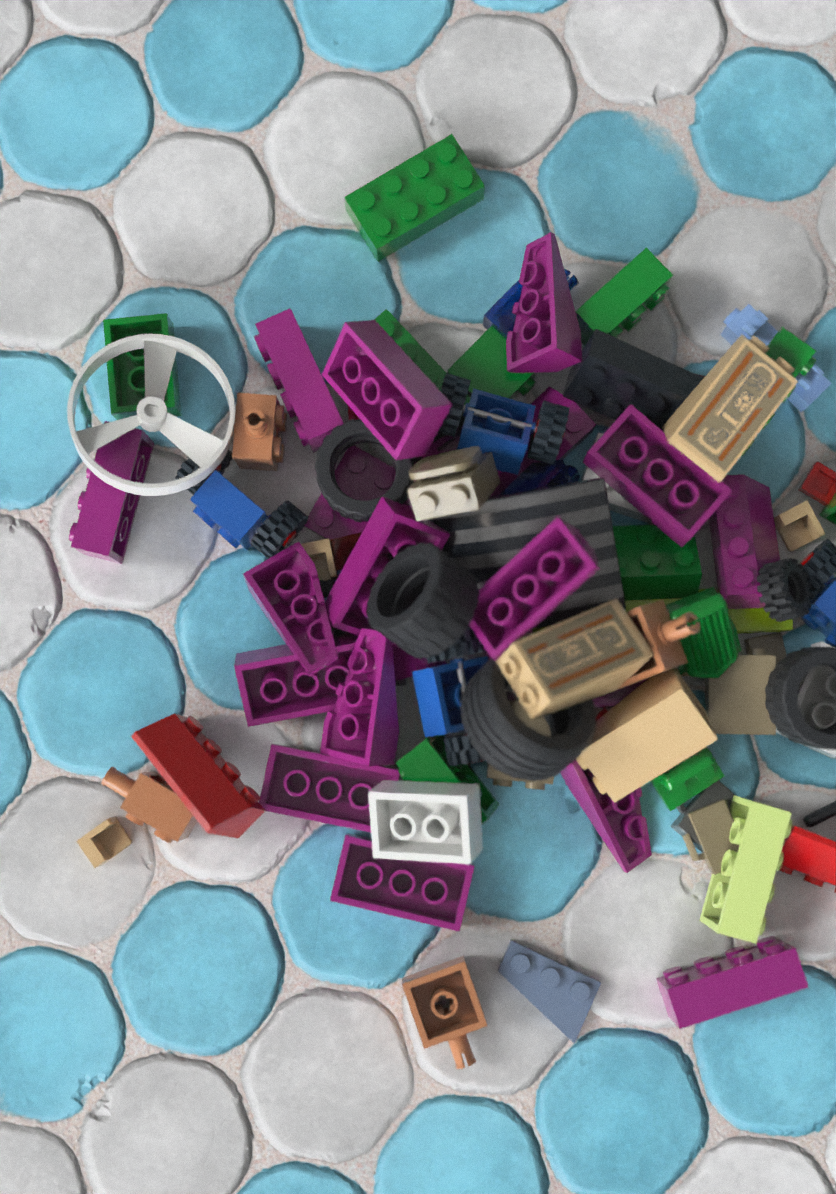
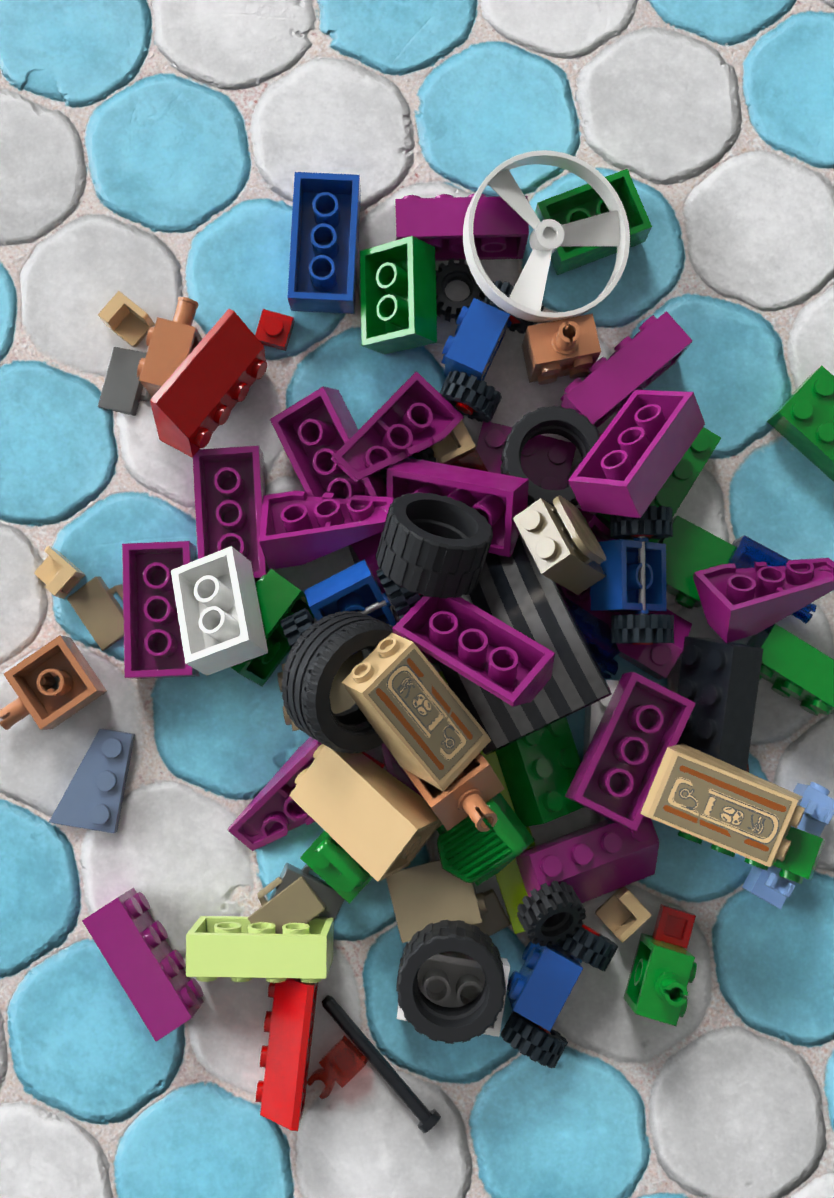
camera: 70 degrees right, 0 degrees up
(86, 627) = (324, 242): none -> blue brick
(155, 700) = (274, 329): none -> red plate
(162, 571) = (398, 295): none -> green brick
(164, 860) = (122, 385): none -> dark grey piece
(172, 533) = (449, 273): none -> black tyre
(336, 974) = (58, 573): none -> tan panel
(385, 941) = (100, 611): none -> dark tan piece

